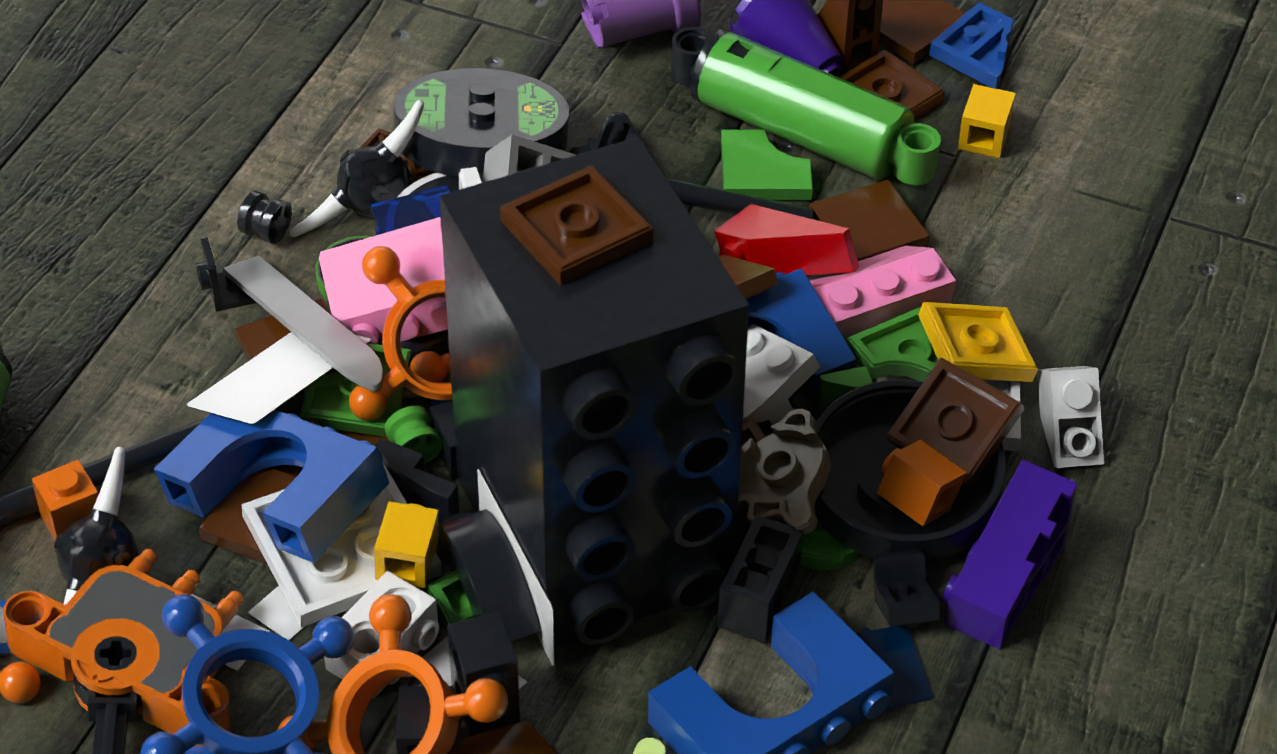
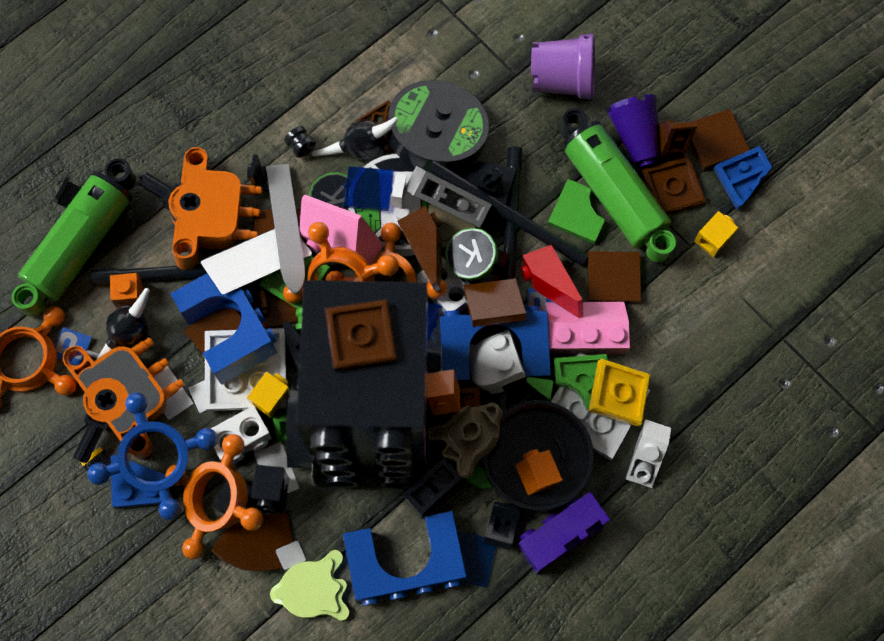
camera: 25 degrees right, 25 degrees up
(146, 346) = (203, 207): none -> orange piece
(957, 418) = (574, 445): reddish brown tile -> none

